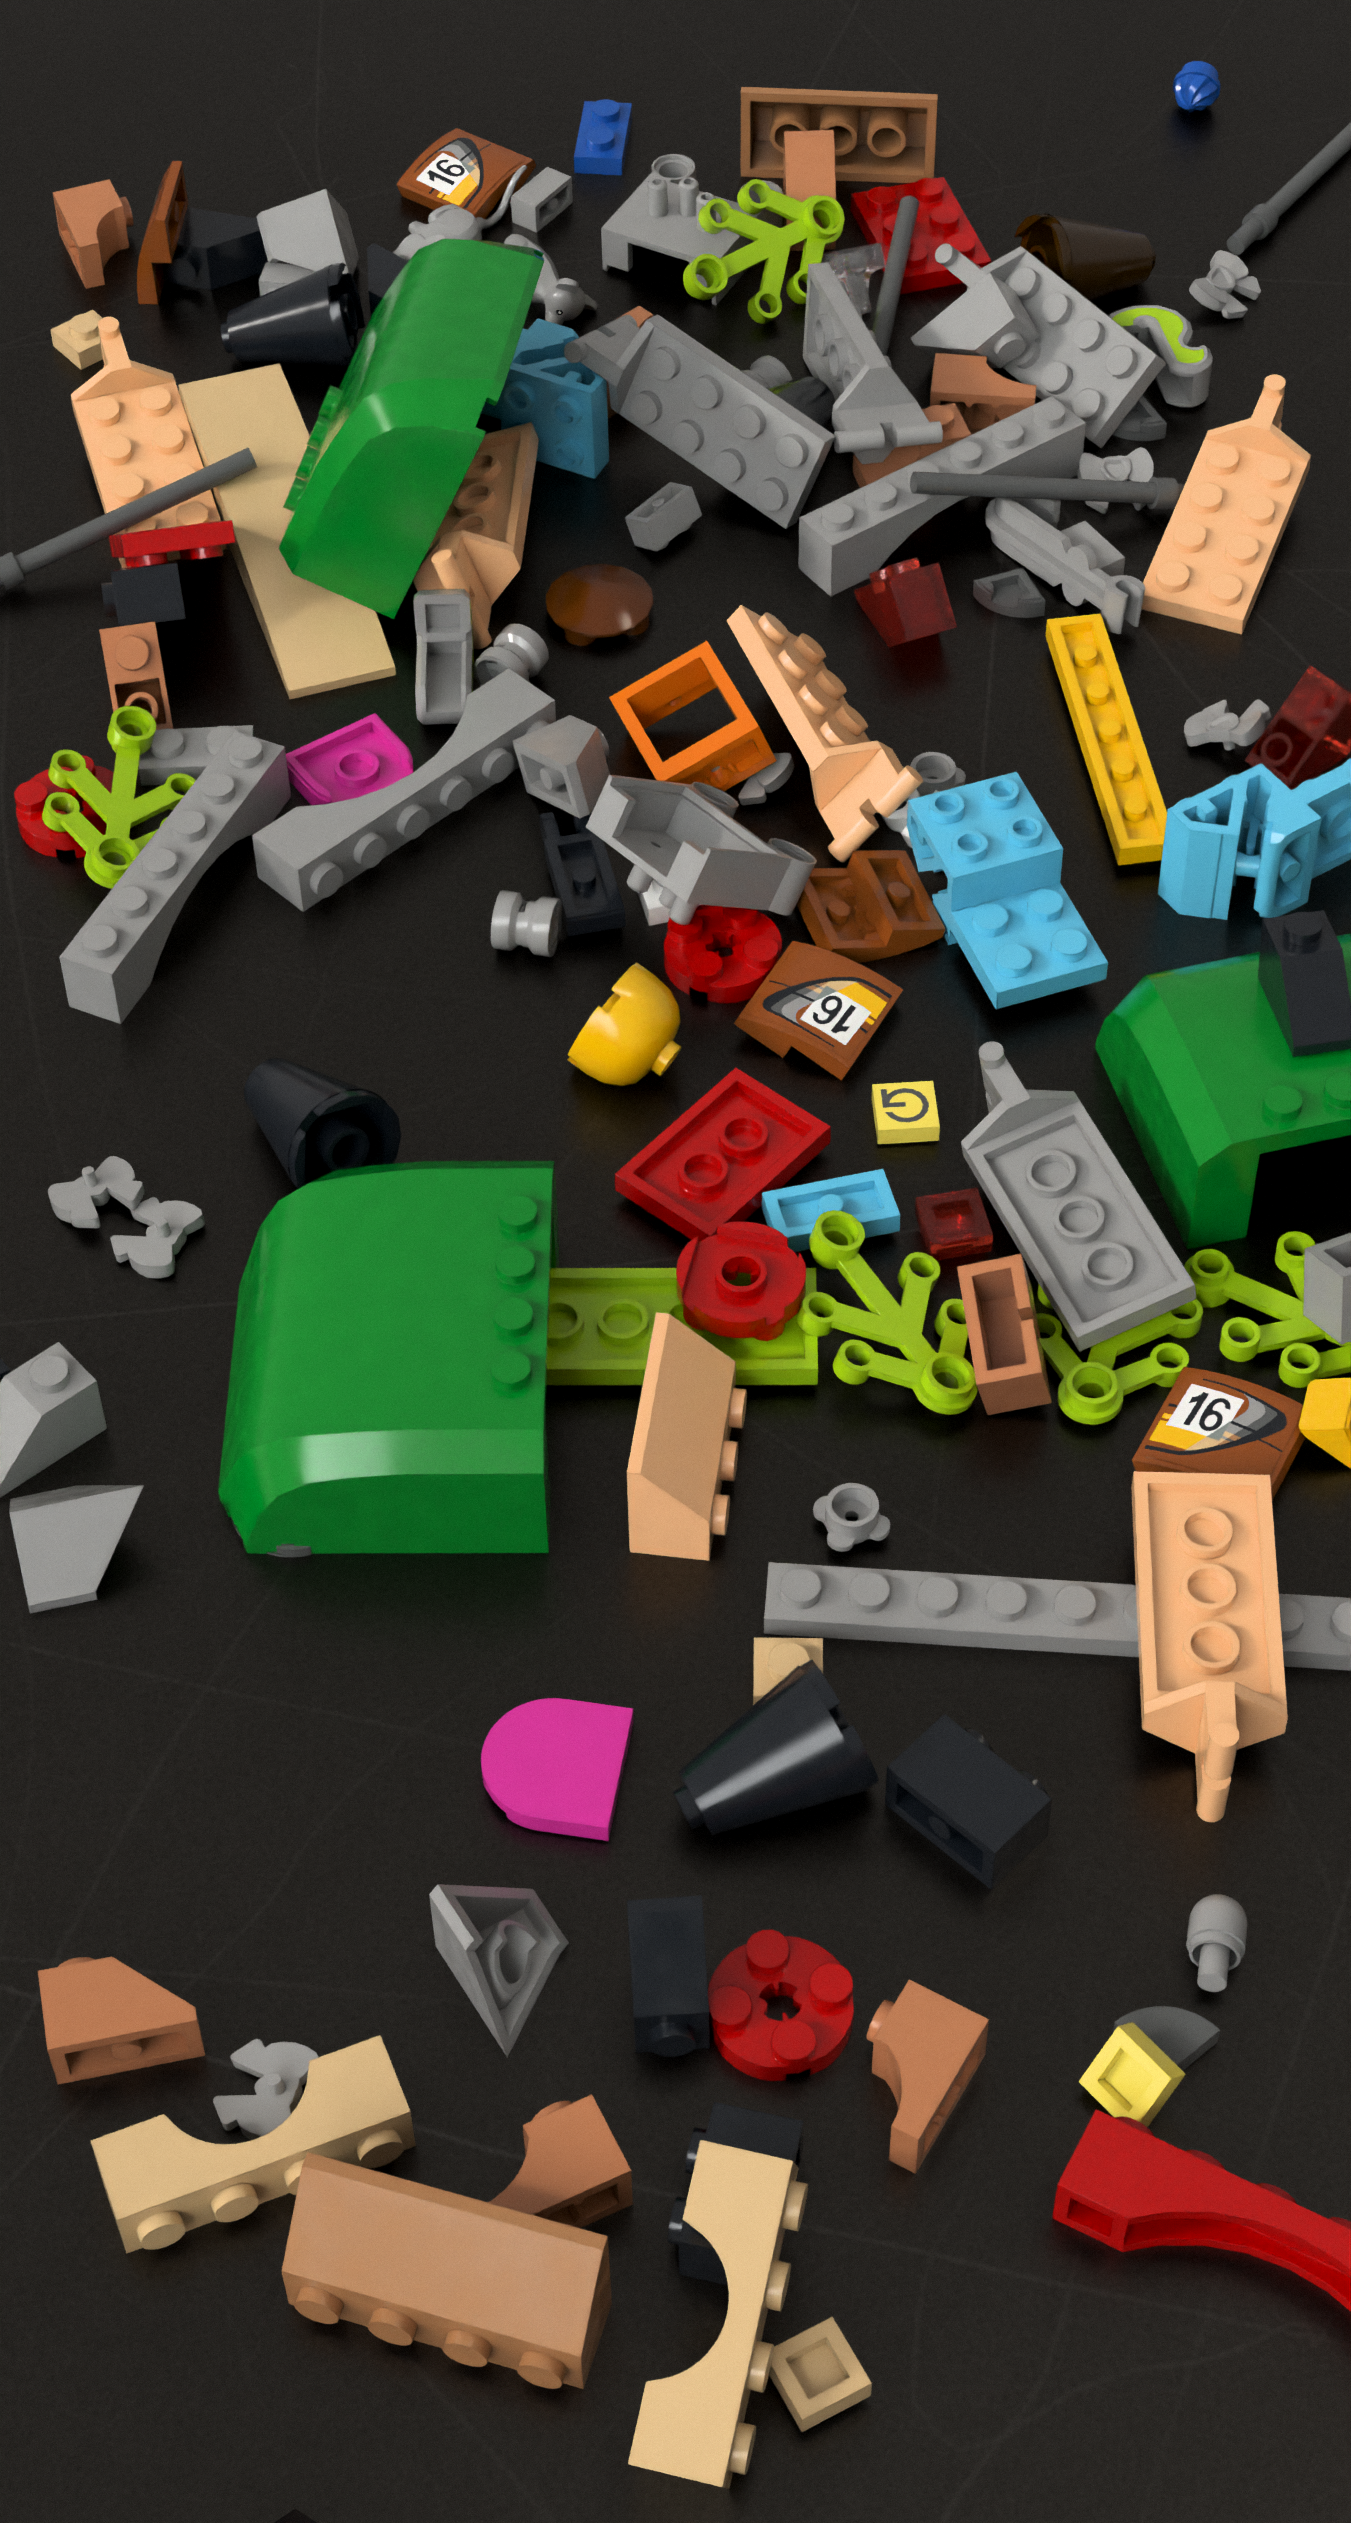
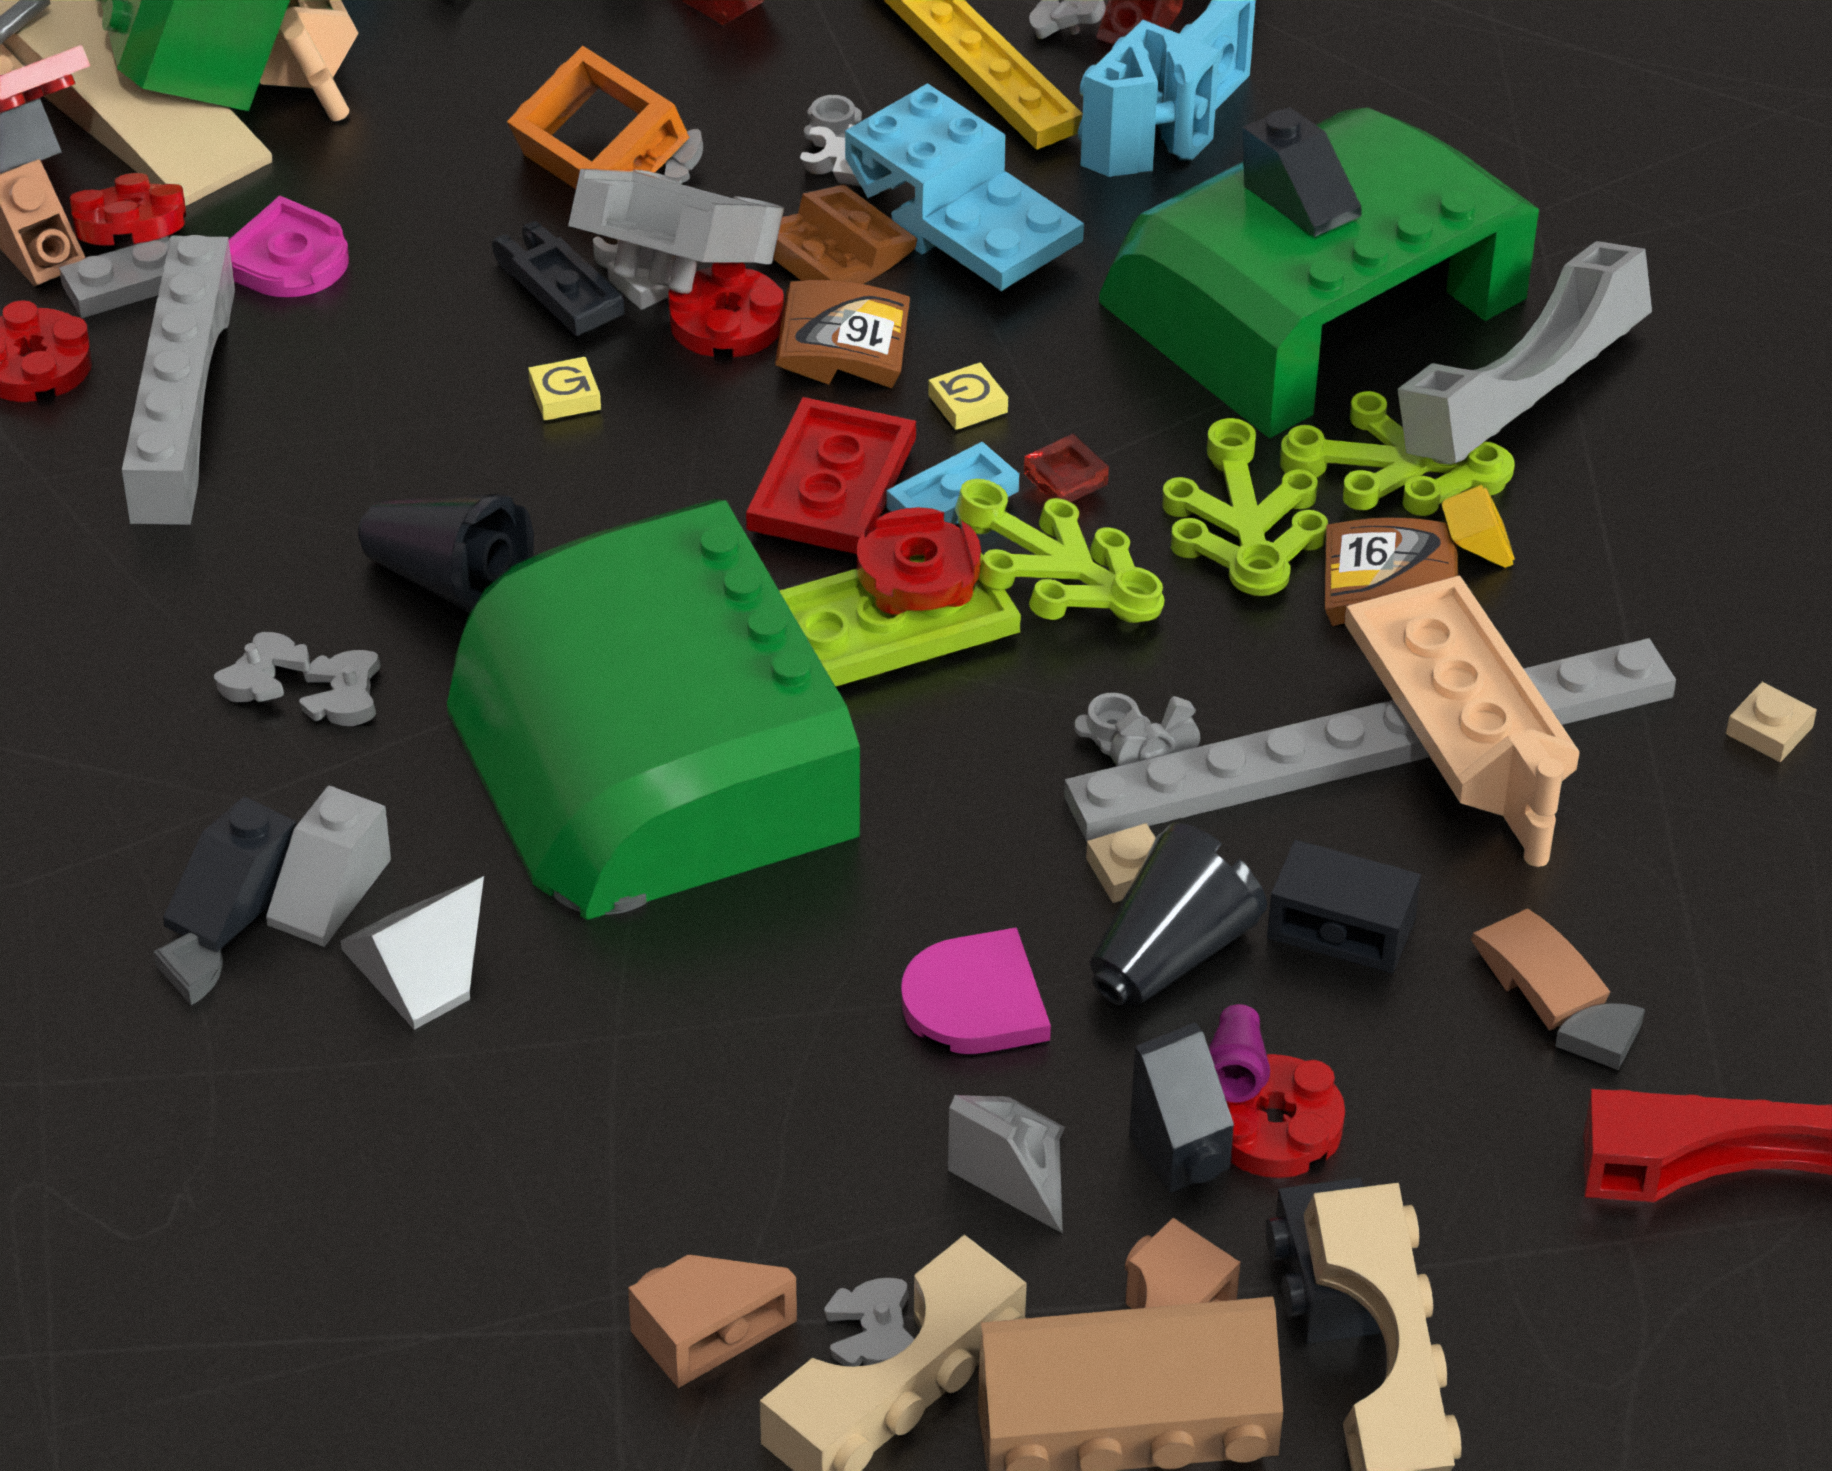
camera: 25 degrees left, 5 degrees down
(111, 854) = (102, 377): lime plant -> none
(231, 692) = (127, 208): none -> red plate
(327, 845) = (303, 319): light grey arch -> none
(443, 655) = (322, 130): light grey animal -> none
(513, 648) = (386, 119): light grey wheel -> none
(526, 923) = (537, 332): light grey wheel -> none
(526, 988) = (564, 388): none -> light yellow tile
(564, 764) = (493, 190): light grey slope -> none
(599, 603) = (434, 51): reddish brown dish -> none
(629, 1031) = (692, 392): yellow cylinder -> none
(683, 1444) = (940, 708): light nougat slope -> none
(752, 1937) = (1239, 1053): none -> magenta cone
(818, 2374) = (1477, 1367): tan plate -> none
(847, 770) = (769, 132): light nougat hinge -> none
(902, 1549) = (1143, 741): none -> light grey piece
(927, 2057) = (1422, 1112): nougat arch -> none
(1004, 1334) = (1157, 522): nougat piece -> none
(1071, 1208) = (1166, 420): light grey hinge -> none
(1132, 2075) = (1596, 1061): light yellow plate -> none
(1137, 1941) = (1542, 964): none -> nougat slope
(1216, 1939) = (1602, 944): light grey cylinder -> none

